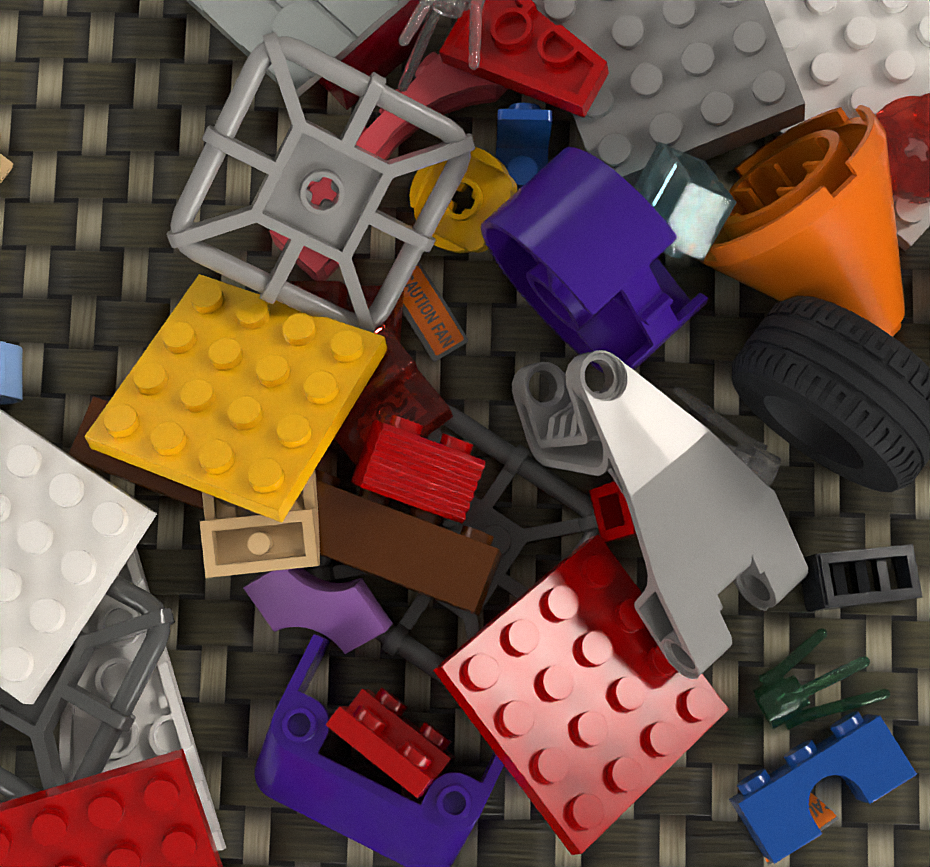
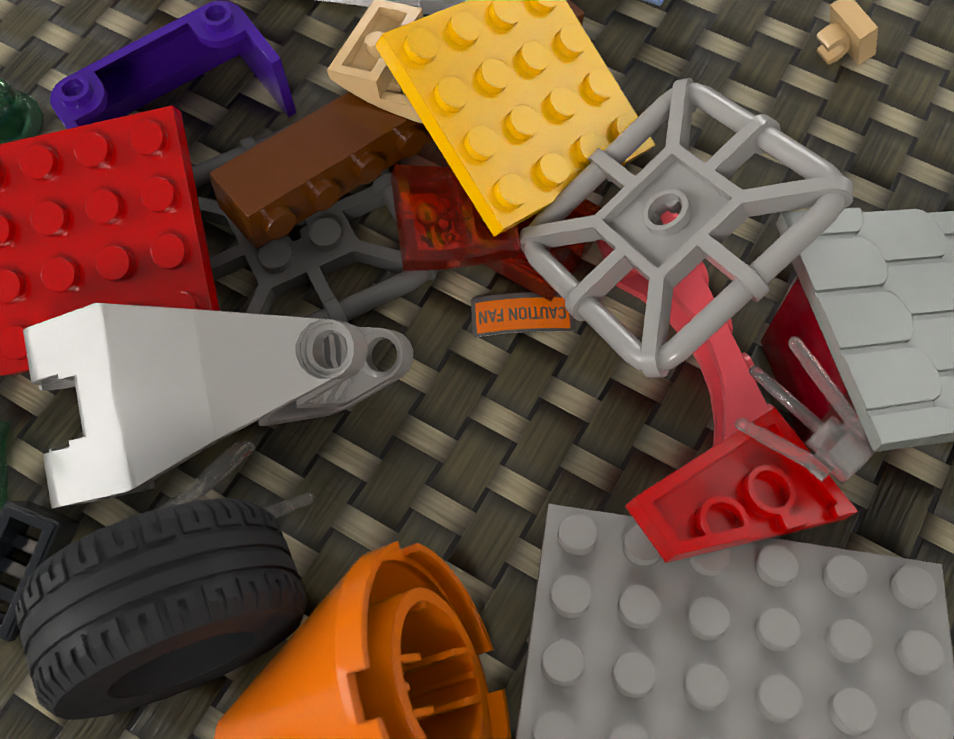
camera: 120 degrees right, 15 degrees down
(338, 610) = (290, 109): medium lavender tile -> none
(392, 742) = (160, 71): red plate -> none
(418, 470) = (364, 197): red brick -> none
(490, 188) = (601, 407): yellow plate -> none
(523, 140) = (622, 463): blue bracket -> none
(588, 257) = (465, 428): dark purple animal -> none
(687, 199) = (472, 553): clear light blue piece -> none

